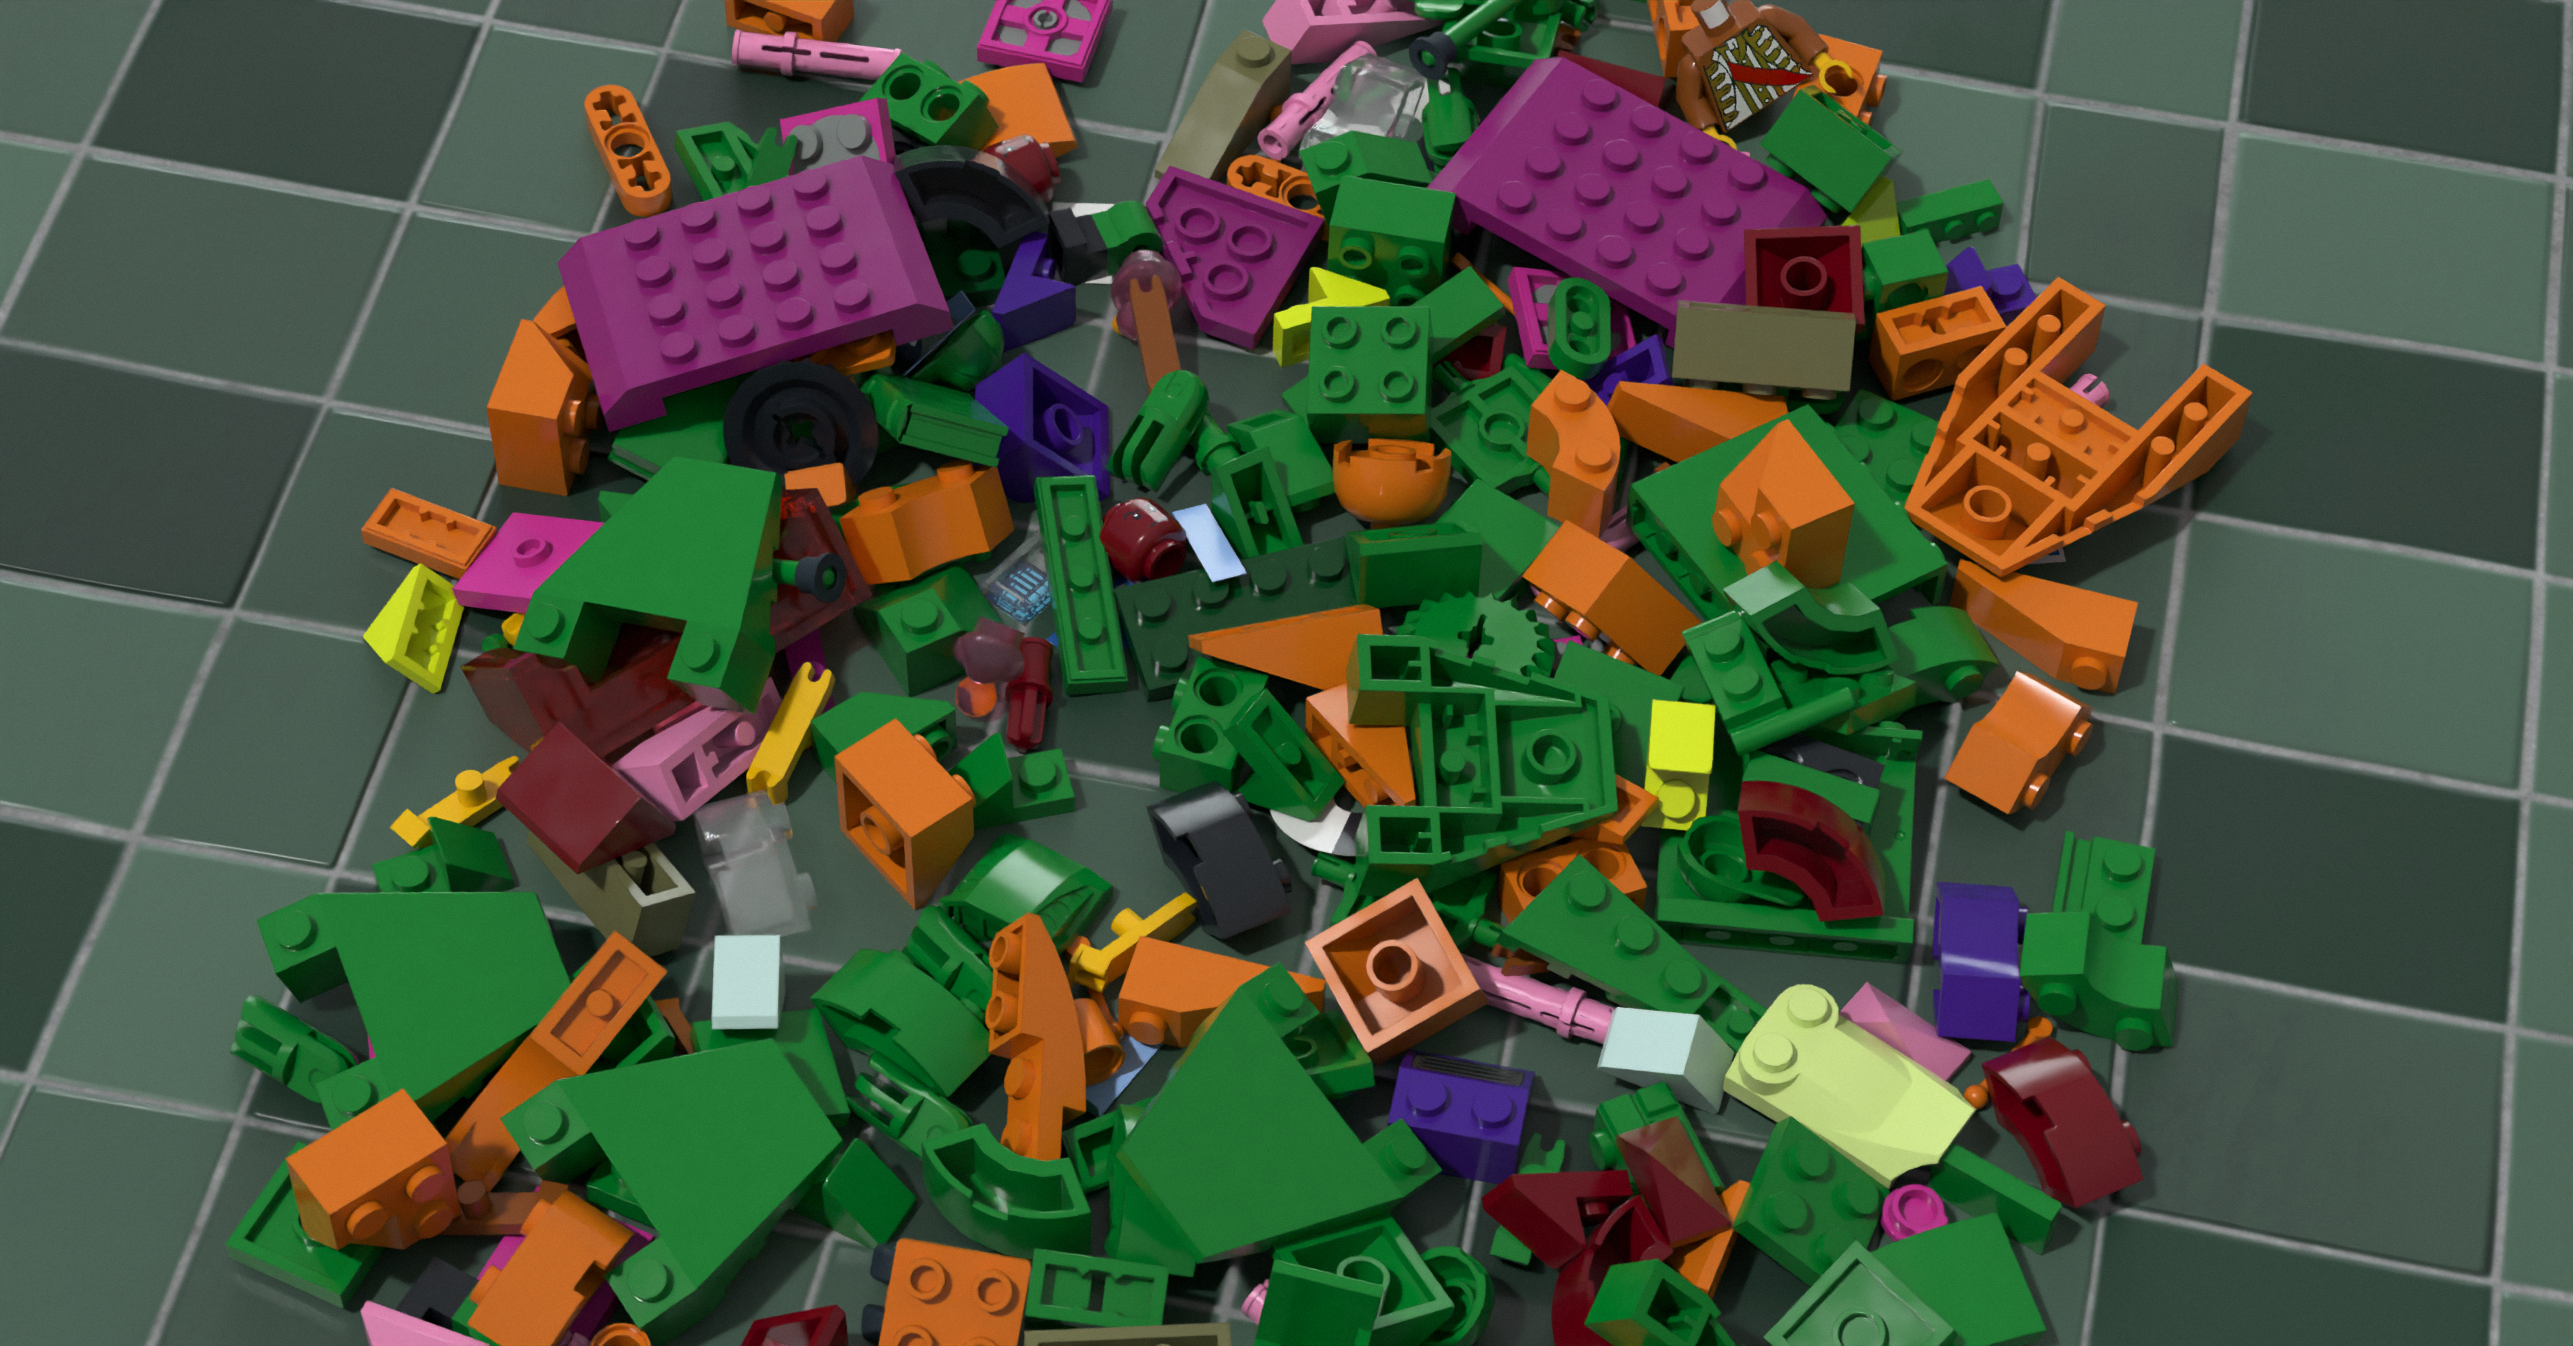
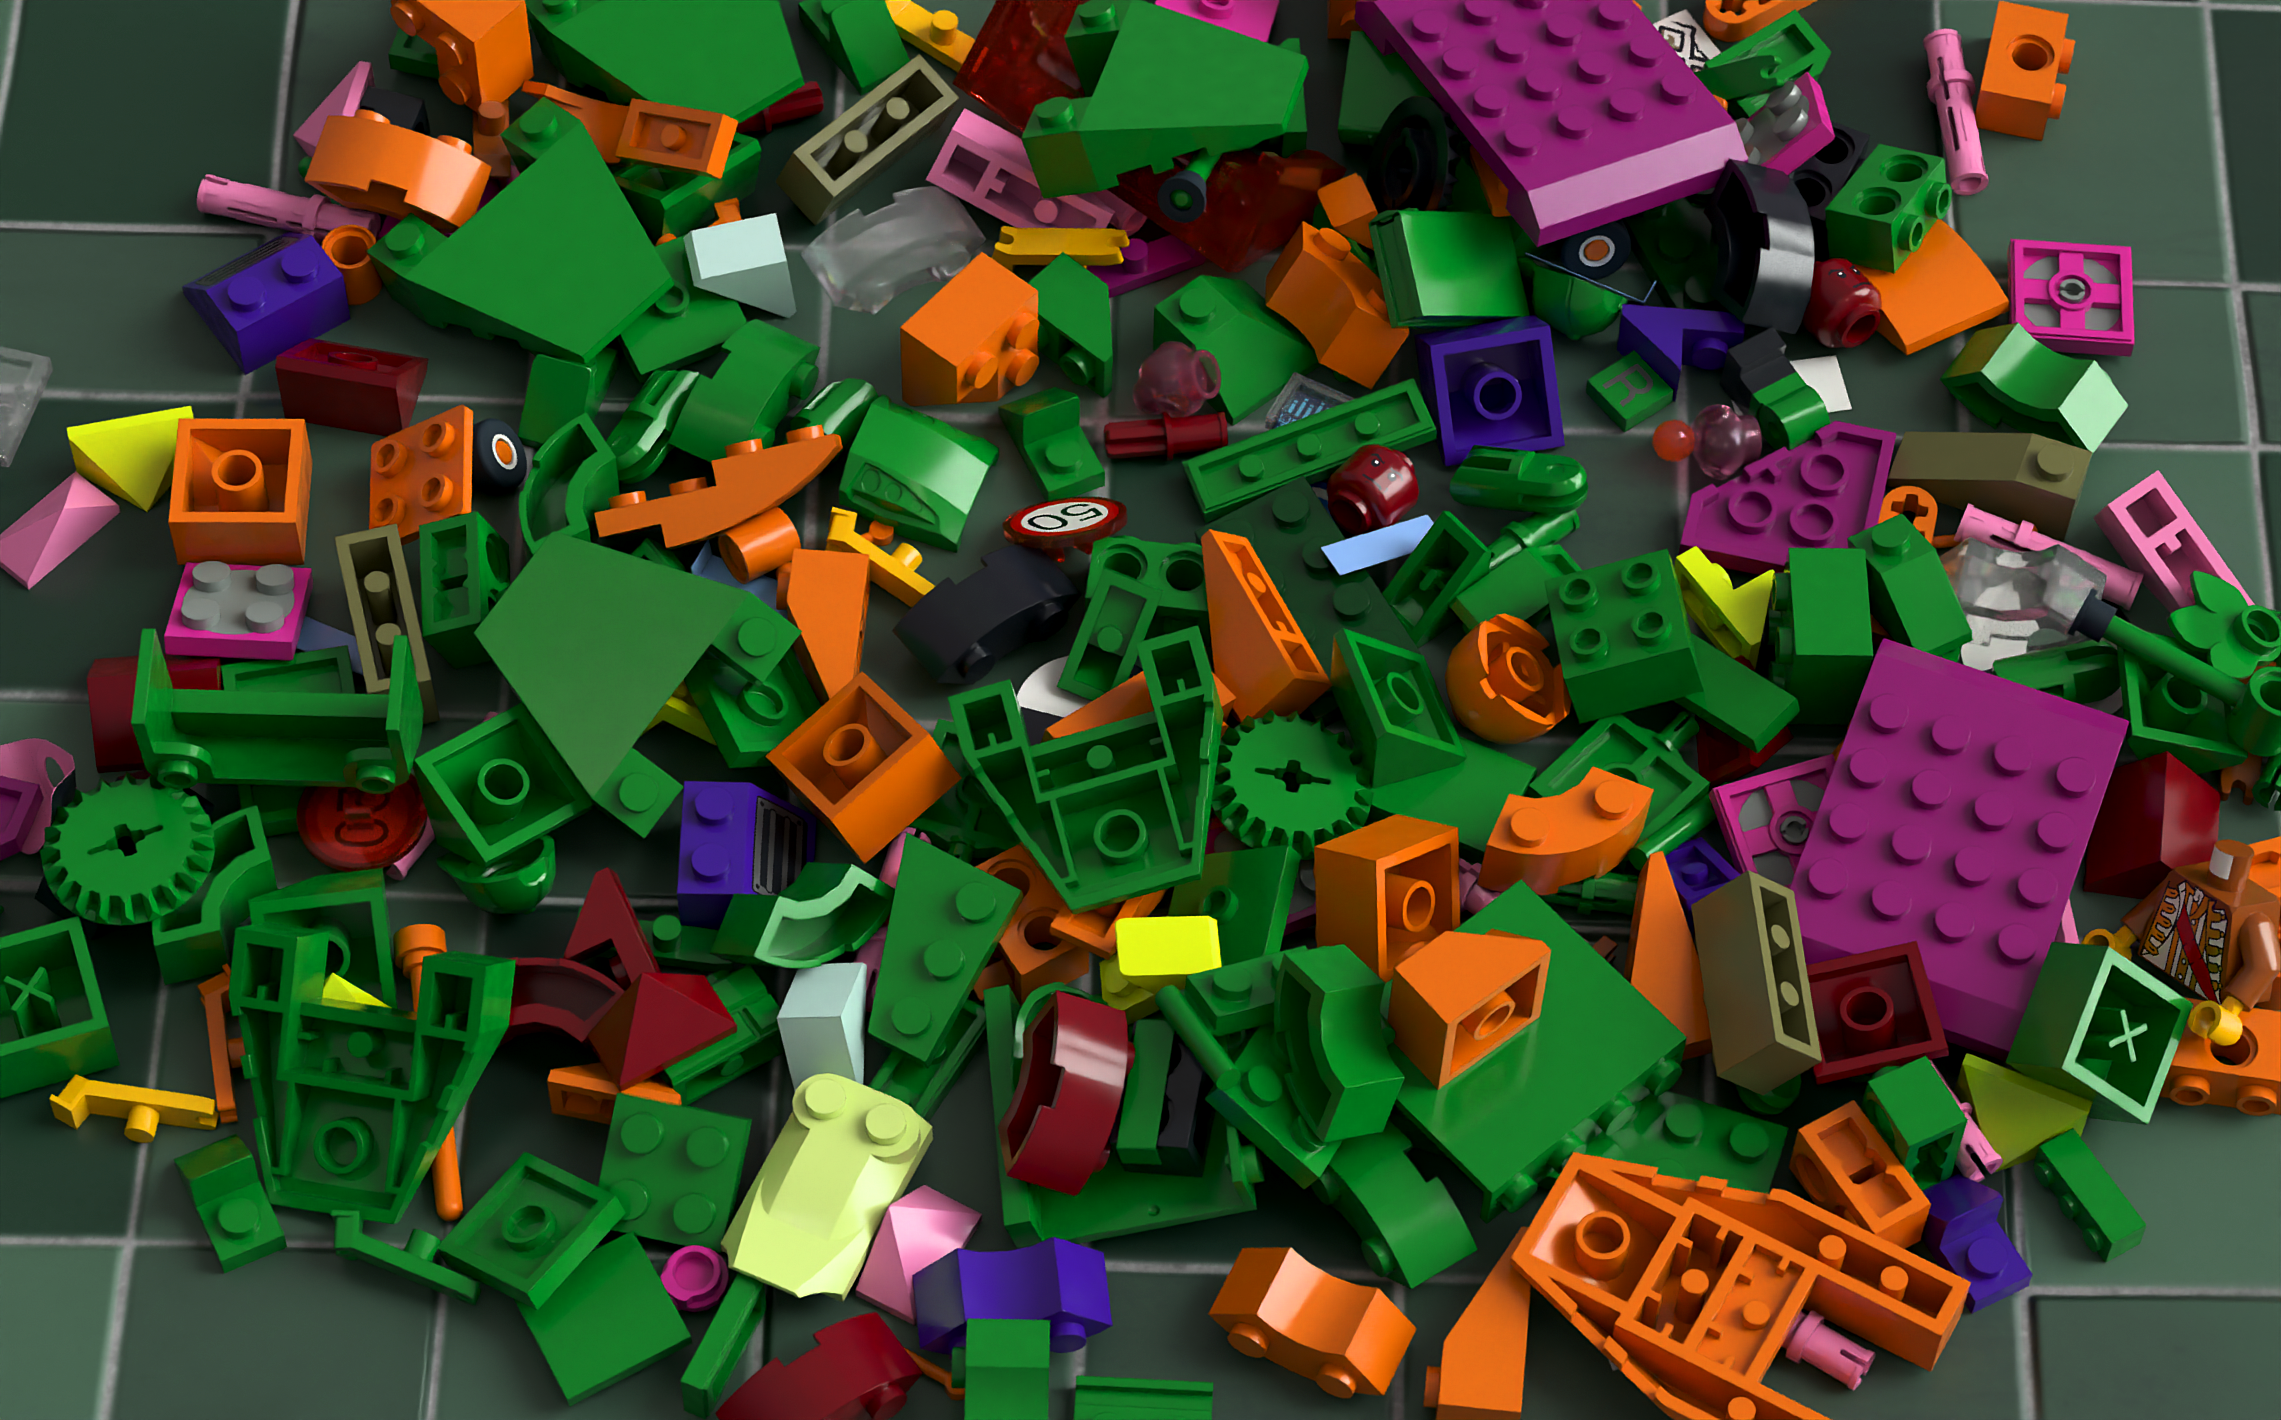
camera: 80 degrees right, 5 degrees up
(580, 803) = (901, 86): dark red slope -> none
(1063, 345) = (1629, 391): none -> green tile
(1125, 781) = (1065, 524): none -> piece
(1146, 66) = (2033, 389): none -> green brick
(1153, 331) = (1640, 457): dark orange piece -> none
(1562, 1051) = (809, 922): none -> green brick
(1579, 328) = (1747, 818): green plate -> none

